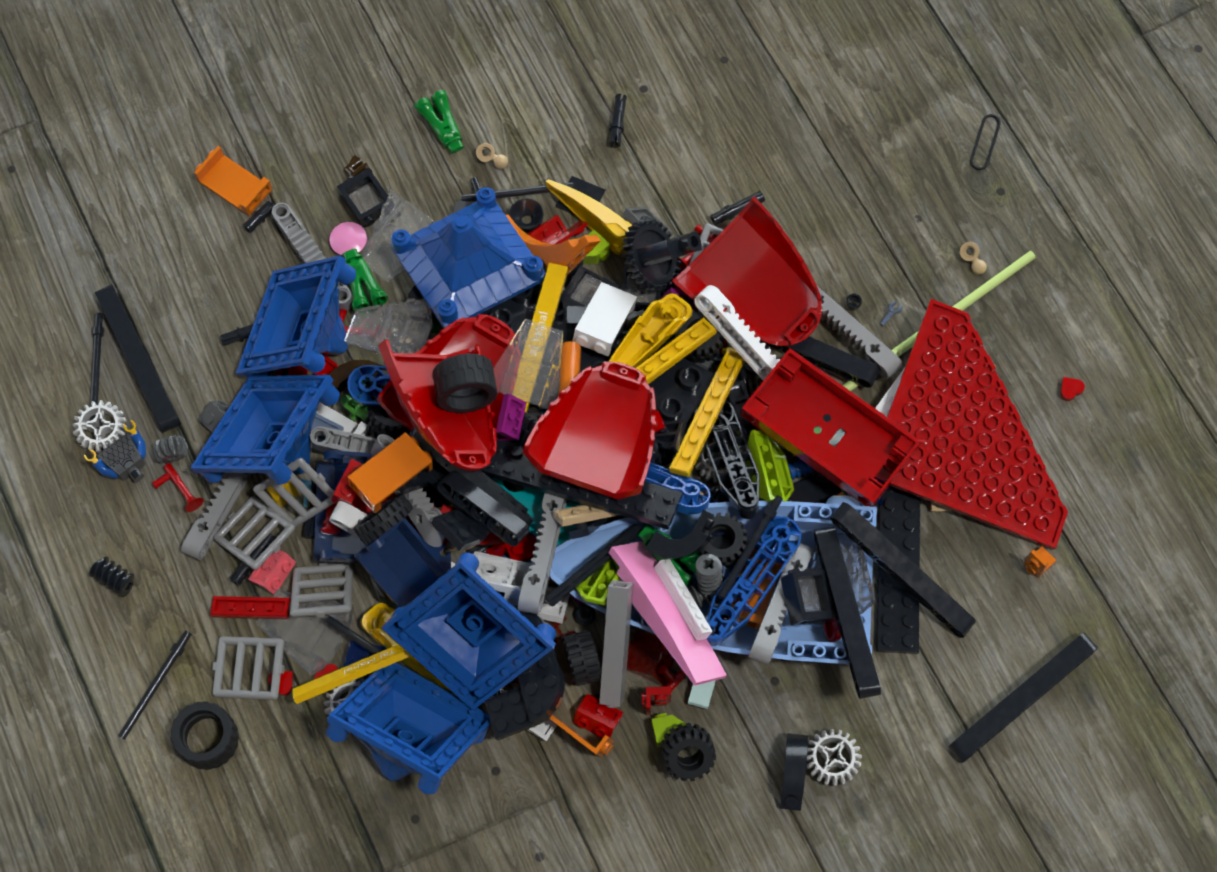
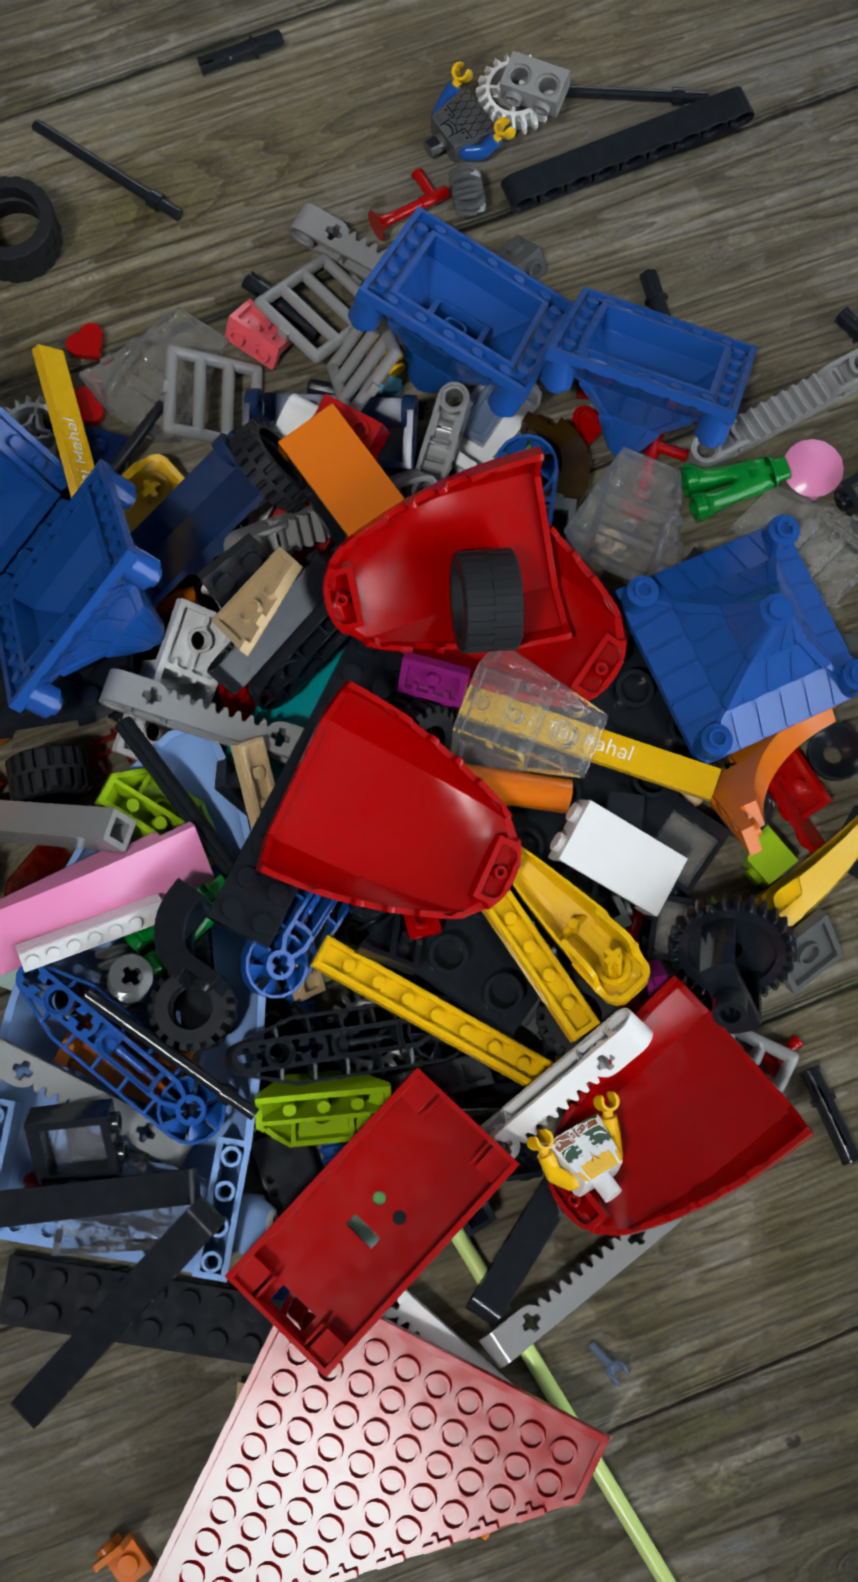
camera: 90 degrees right, 10 degrees up
(66, 605) = (240, 51): none -> black axle
(95, 407) = (538, 77): none -> light grey brick
(112, 577) = (274, 109): black piece -> none
(250, 607) = (203, 298): red tile -> none
(255, 692) = (78, 276): light grey bar -> none
(473, 513) = (257, 600): none -> tan wing
(777, 320) = (585, 1154): none -> torso
(856, 298) = (629, 1294): black hinge -> none
(978, 266) = (689, 1539): tan plate -> none

